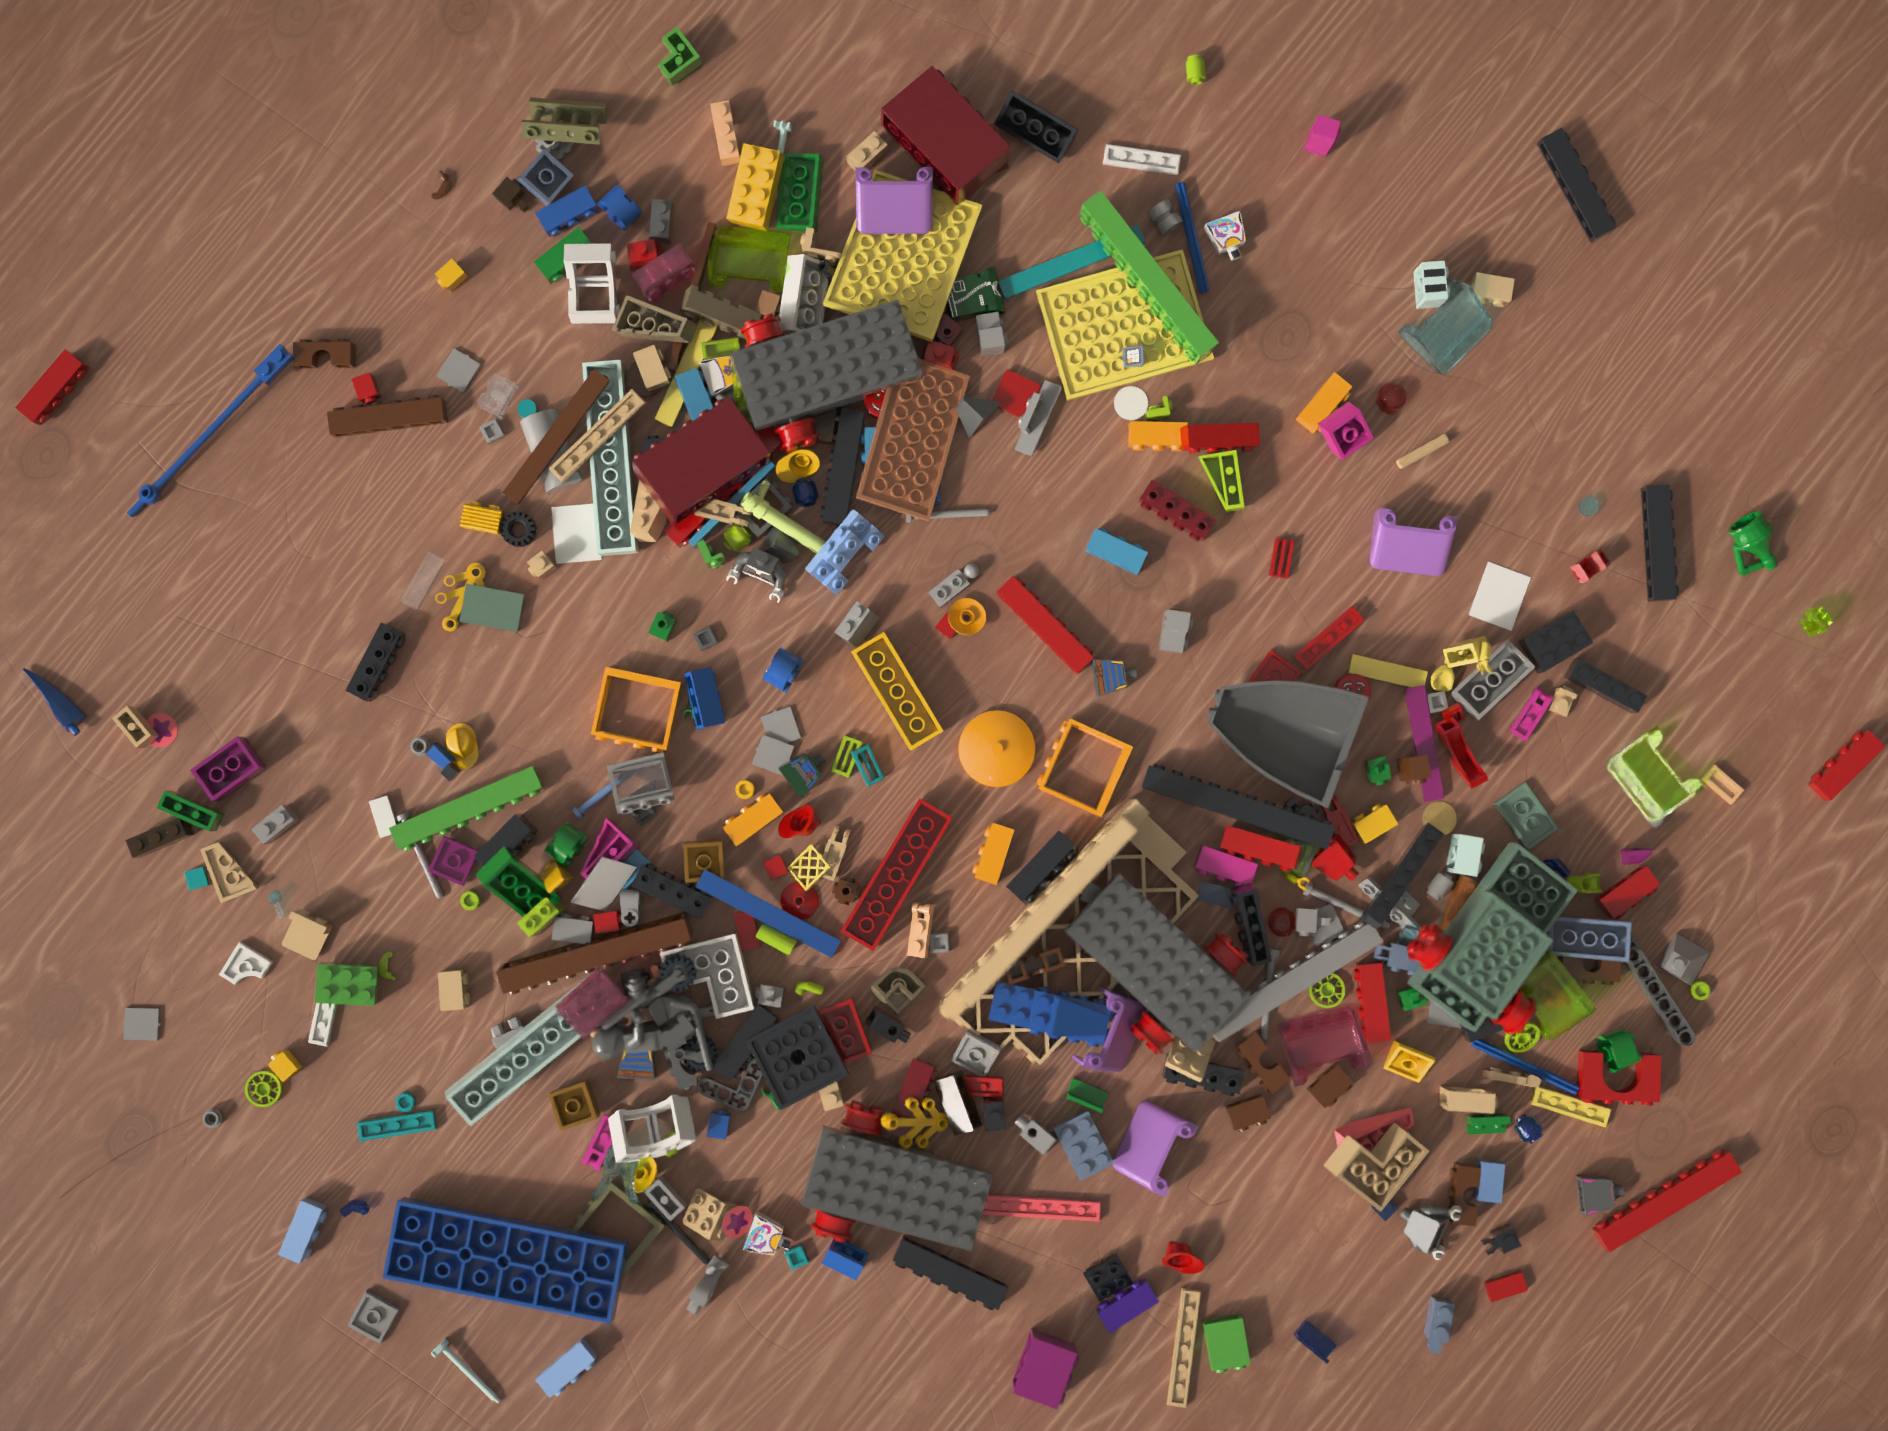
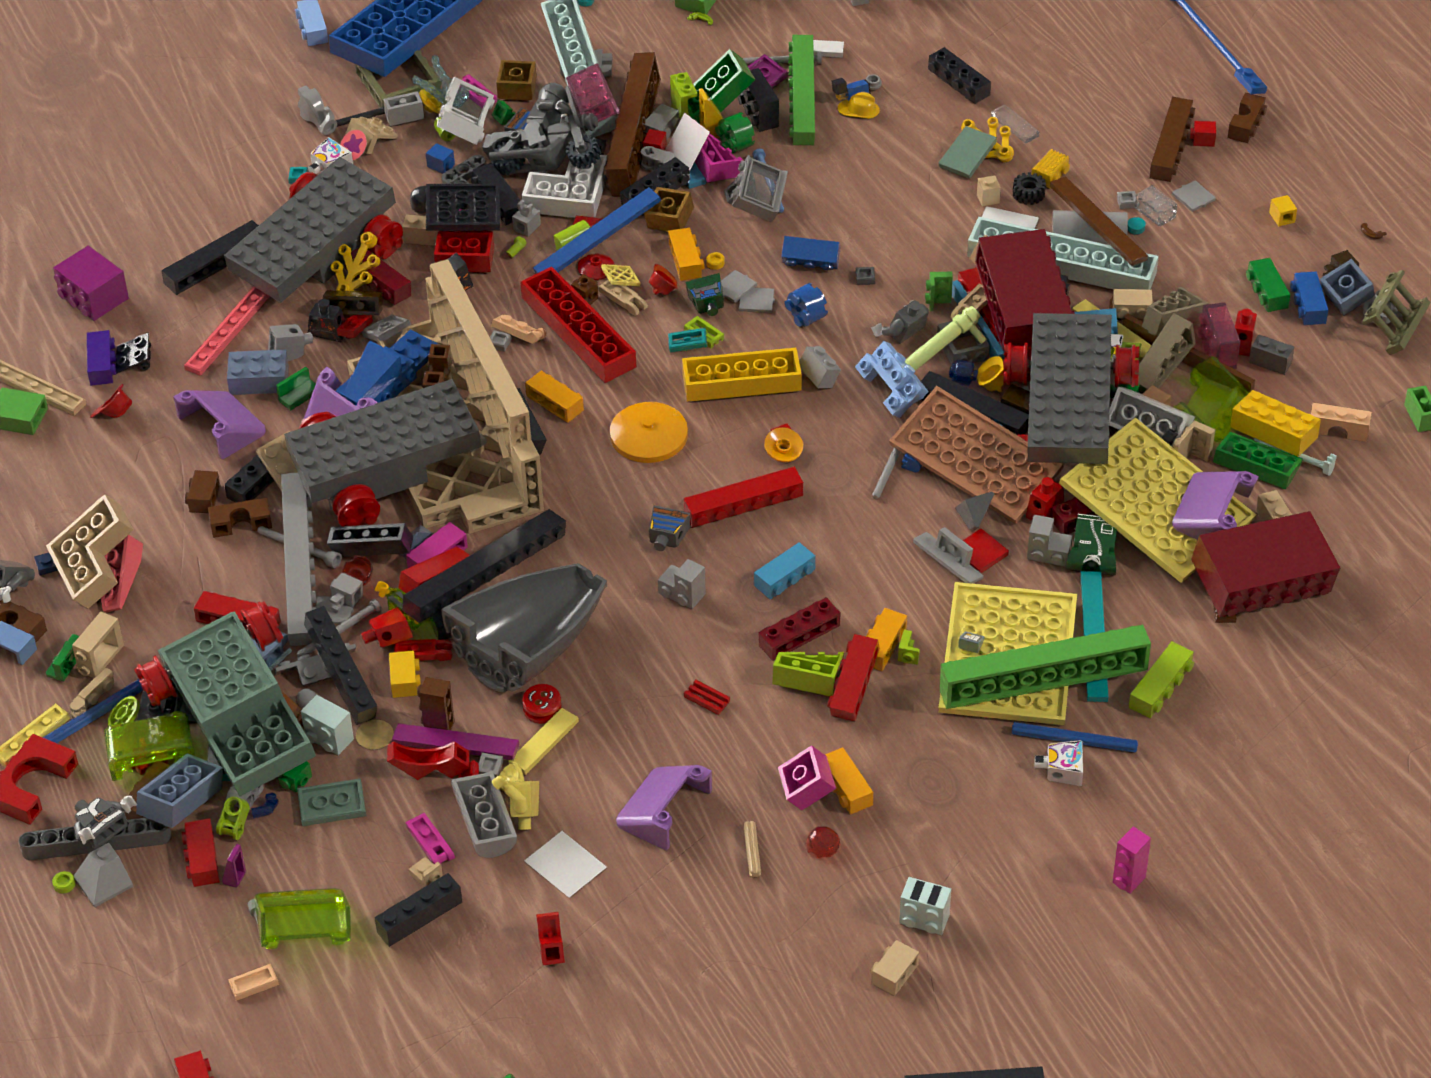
camera: 115 degrees right, 40 degrees down
(453, 990) = (660, 42): tan brick -> none
(590, 254) = (1243, 284): white window -> none
(597, 436) = (1085, 244): tan tile -> none
(620, 208) = (1296, 326): blue brick -> none
(621, 739) = (864, 209): light orange window -> none
(624, 1097) = (502, 112): none -> green tile
(663, 625) = (891, 248): green brick -> none
(737, 537) = (942, 314): lime head -> none
(775, 867) = (634, 258): red tile -> none
(779, 545) = (919, 339): dark grey slope -> none
(779, 1117) = (418, 199): none -> black hair
(845, 1258) = (273, 196): blue brick -> none
(897, 988) = (481, 291): dark tan brick -> none
(953, 584) = (819, 449): light grey plate -> none
(1036, 126) = (1245, 645): black brick -> none
(1089, 182) = (1161, 680): none -> lime brick
(1111, 784) = (589, 515): light orange window -> none
(1131, 403) = (928, 636): white sticker -> none
(1141, 159) = (1176, 726): white tile -> none
(1165, 217) = (1098, 719): light grey wheel -> none
(1195, 69) = (1254, 796): lime brick -> none
(1275, 669) = (593, 653): red tile -> none
(1323, 1040) = (231, 562): clear pink windscreen -> none
(1328, 990) = (270, 589): lime wheel -> none
(1329, 638) = (605, 704): red plate -> none
(1330, 1085) = (184, 557): reddish brown brick -> none
(1378, 770) = (459, 692): green brick -> none
(1408, 1061) = (166, 625): yellow slope -> none
(1451, 329) = (865, 913): clear light blue windscreen -> none
(1528, 1128) = (35, 689): clear blue head -> none
(1555, 641) = (490, 884): black brick -> none
(1588, 506) = (614, 973): clear light blue tile -> none
(1618, 1049) = (57, 780): green brick -> none
(1654, 985) = (101, 819): none -> torso
(1658, 543) = (539, 1016): black brick -> none

